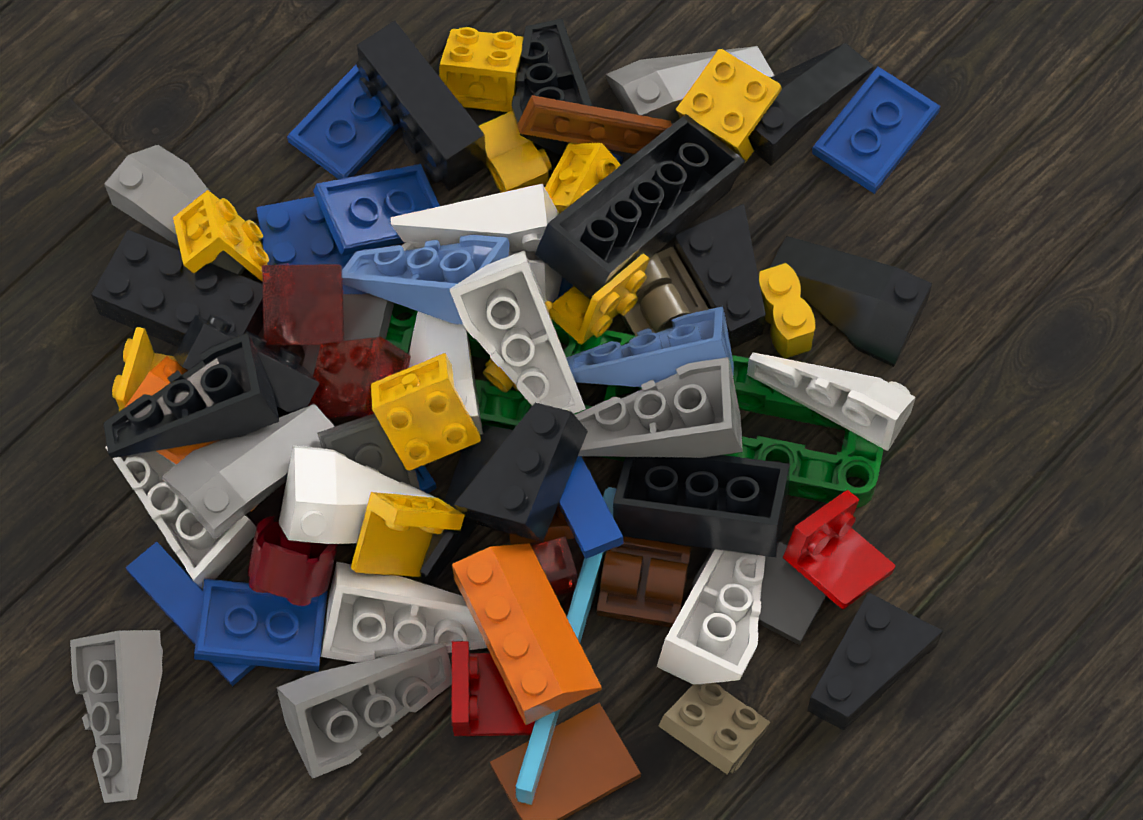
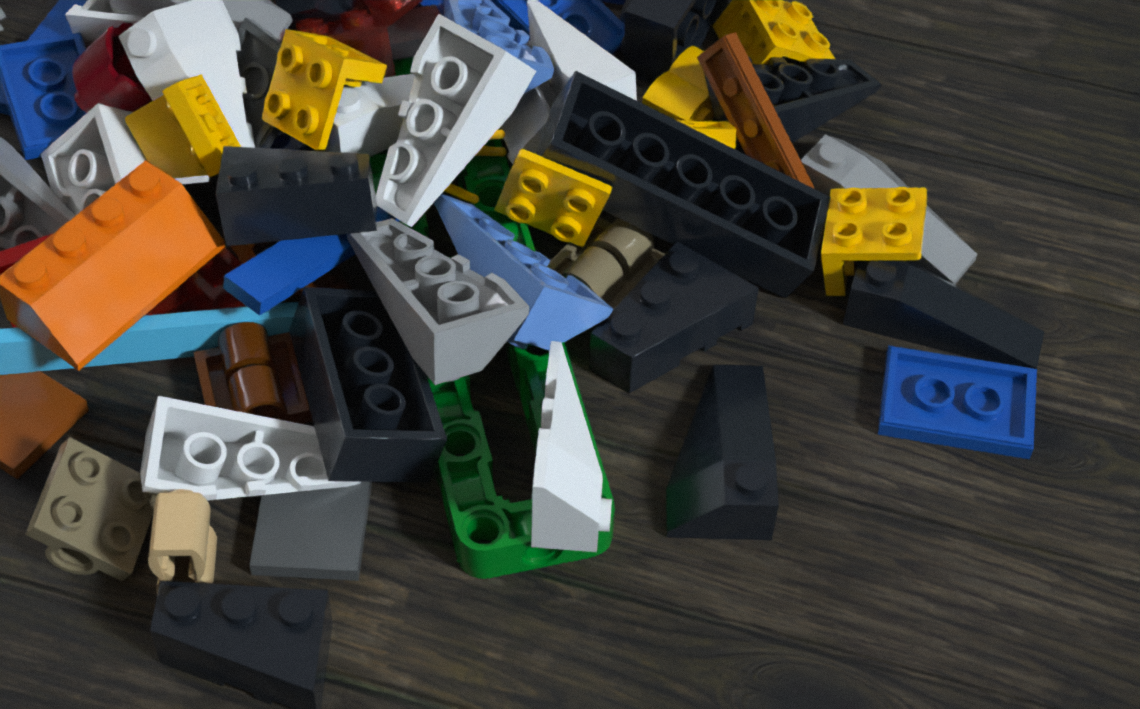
camera: 60 degrees right, 15 degrees down
(783, 673) = (182, 539): none -> tan brick
(786, 311) = (660, 389): yellow brick -> none
(835, 554) = (374, 547): red bracket -> none

